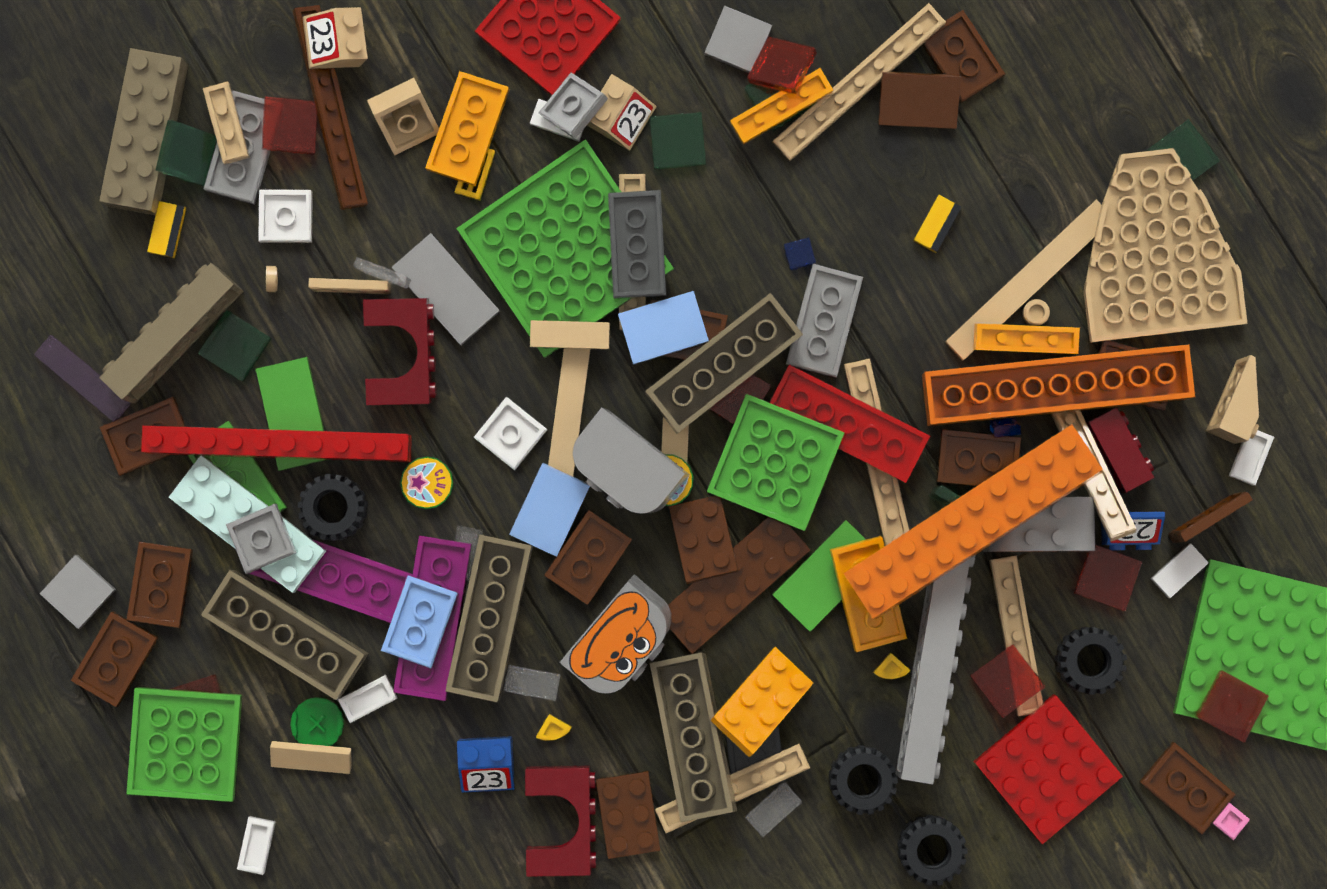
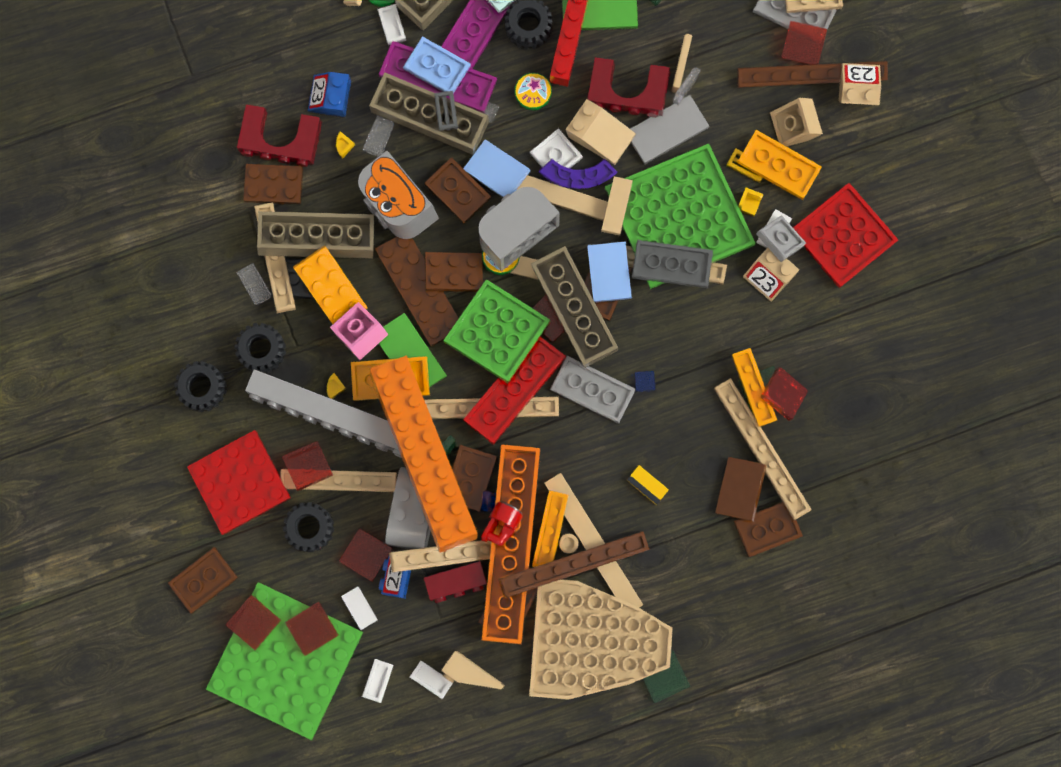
camera: 105 degrees right, 5 degrees down
(271, 278) = (697, 12): tan tile -> none
(285, 216) = (740, 30): white tile -> none
(470, 377) = (600, 132): none -> tan slope
(507, 585) = (448, 126): none -> dark grey tile
(527, 159) = (750, 202): none -> yellow panel
(538, 394) = (577, 178): none -> dark purple tile
(677, 140) = (743, 311): clear green tile -> none
(737, 39) = (810, 368): light grey tile -> none
(814, 649) = (359, 331): none -> bright pink brick
(1030, 394) = (505, 516): none -> red piece
(1068, 298) = (573, 564): none -> reddish brown tile
(1209, 517) = (392, 634): reddish brown tile -> none
(1223, 626) = (312, 628): none -> clear red tile
(1231, 821) = (172, 606): bright pink tile -> none
(1268, 526) = (377, 681): none -> white tile

